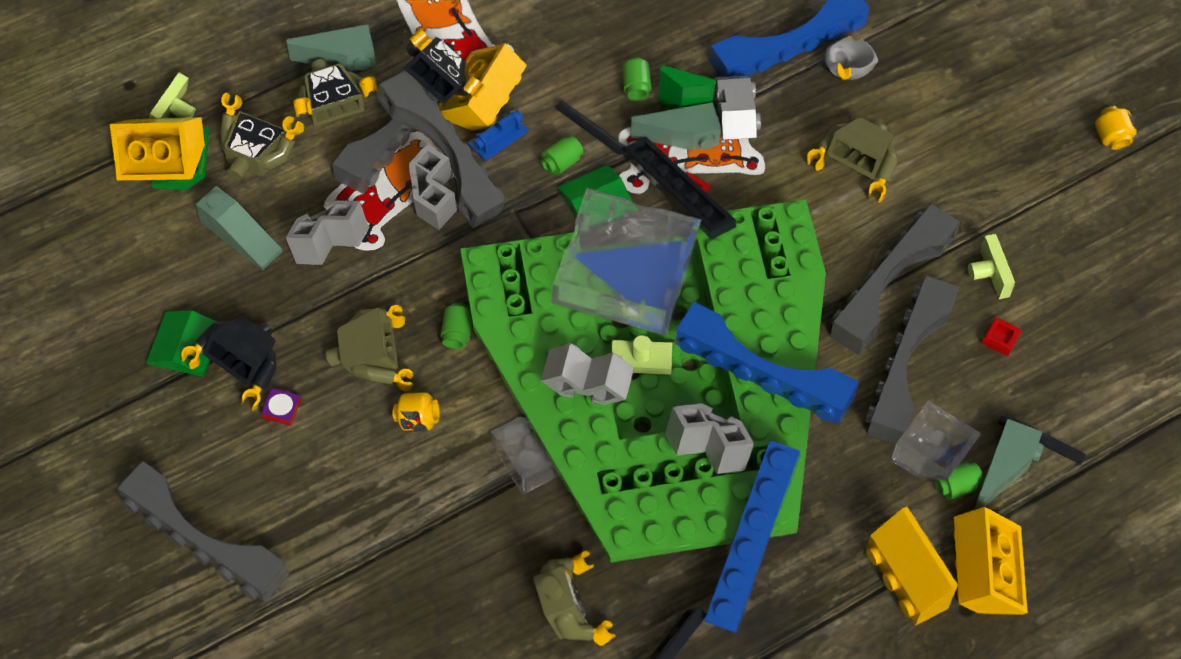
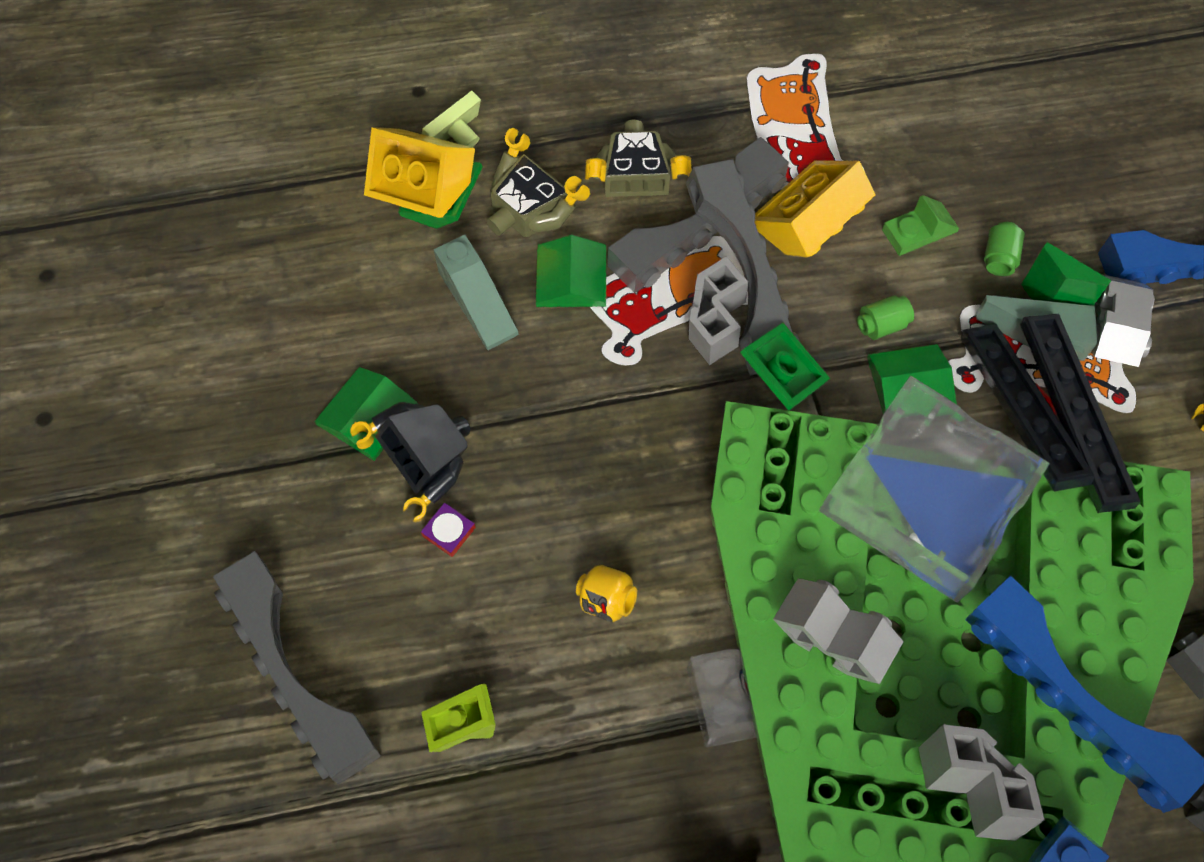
camera: 20 degrees right, 5 degrees up
(306, 190) = (571, 273): none -> green slope
(338, 225) = (557, 329): light grey brick -> none
(340, 525) = (459, 719): none -> lime slope
(347, 47) = (670, 114): sand green slope -> none
(369, 347) = (577, 488): olive torso -> none
(439, 68) = (770, 168): torso -> none
(456, 326) = (691, 494): bright green brick -> none
(496, 211) = (785, 366): none -> green slope
(499, 136) = (816, 270): blue hinge -> none
(569, 79) = (920, 227): none -> bright green slope
(590, 127) = (930, 292): black bar -> none
(645, 355) = (916, 614): yellowish green tile -> none
(716, 179) = (1079, 412): none -> black tile

